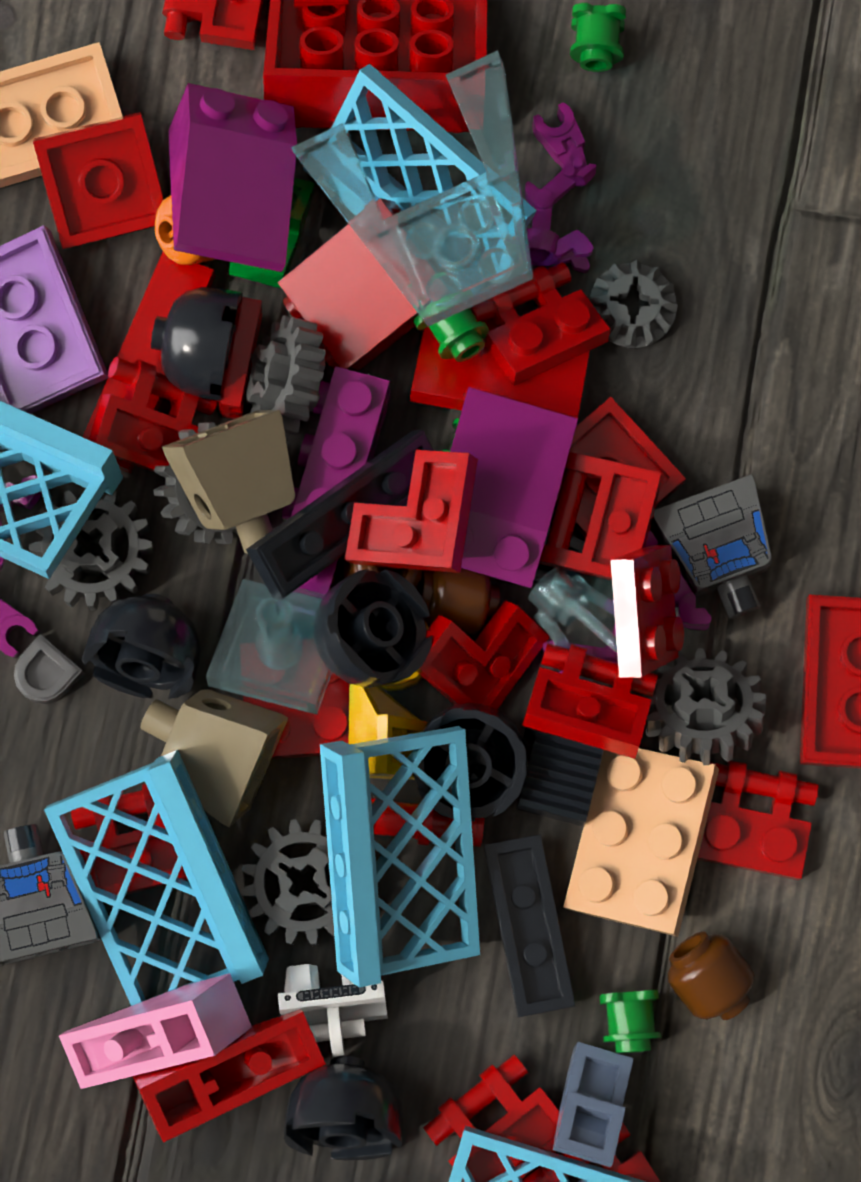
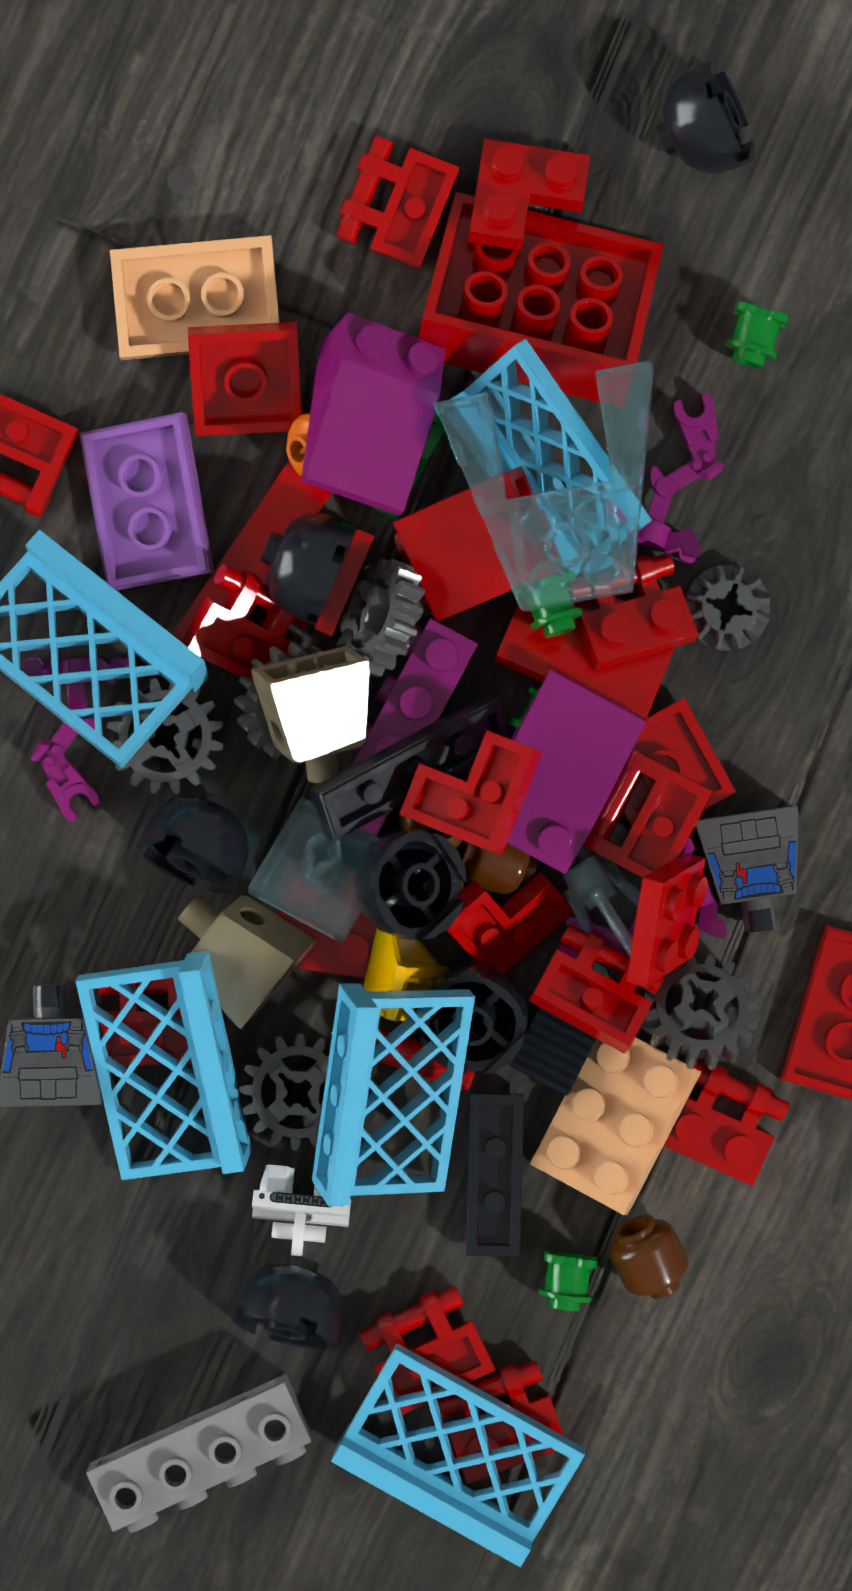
camera: 20 degrees right, 10 degrees up
(45, 672) = (99, 841): flat silver tile -> none
(158, 1032) = (139, 1200): bright pink slope -> none
(245, 1069) = (191, 1249): red slope -> none
(592, 1104) = (515, 1348): sand blue slope -> none

